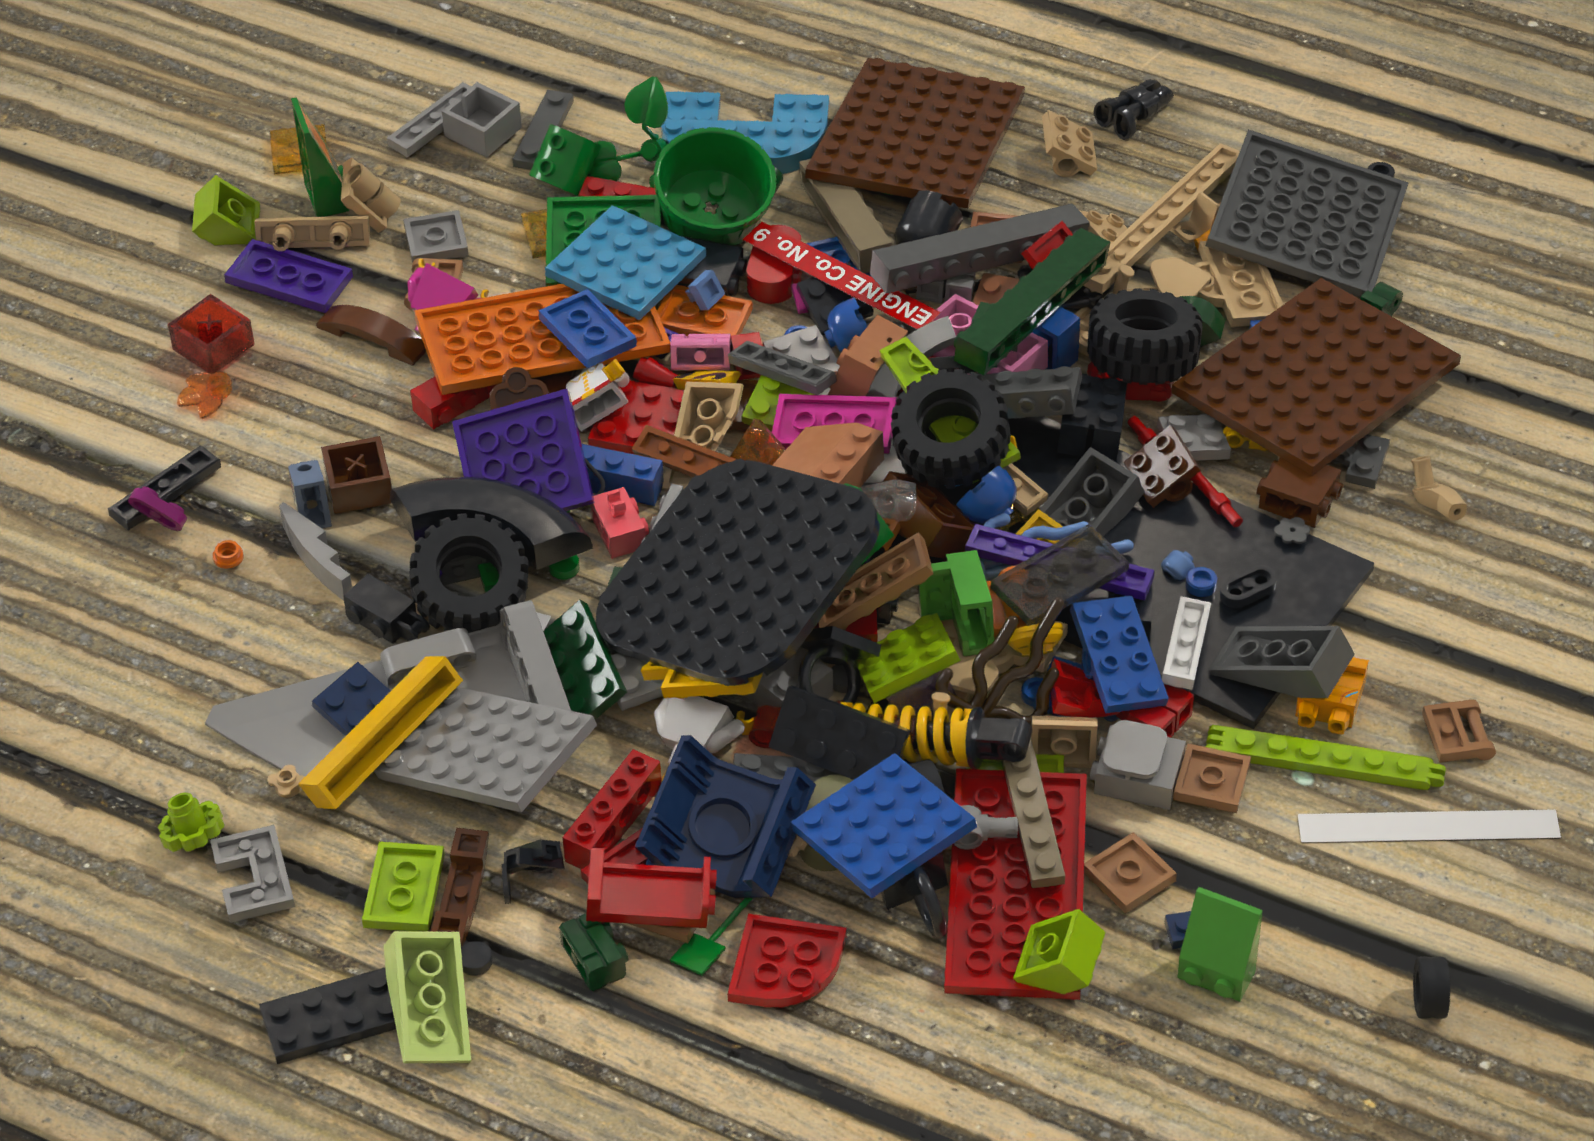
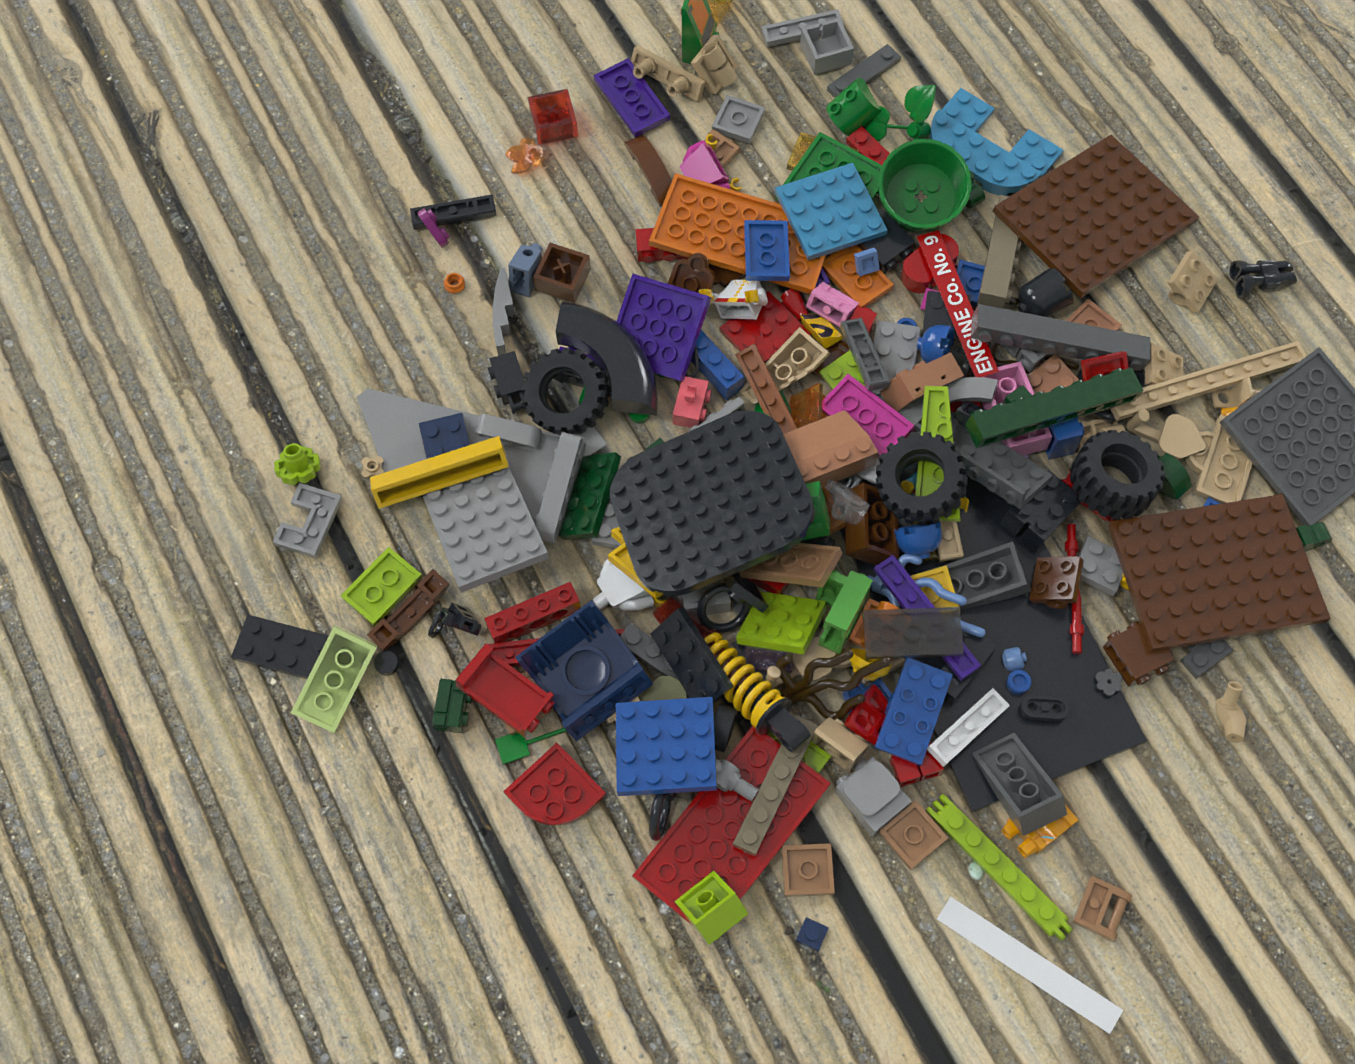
camera: 35 degrees right, 20 degrees up
(224, 214) = (626, 29): lime slope -> none
(1220, 944) = (810, 975): bright green slope -> none

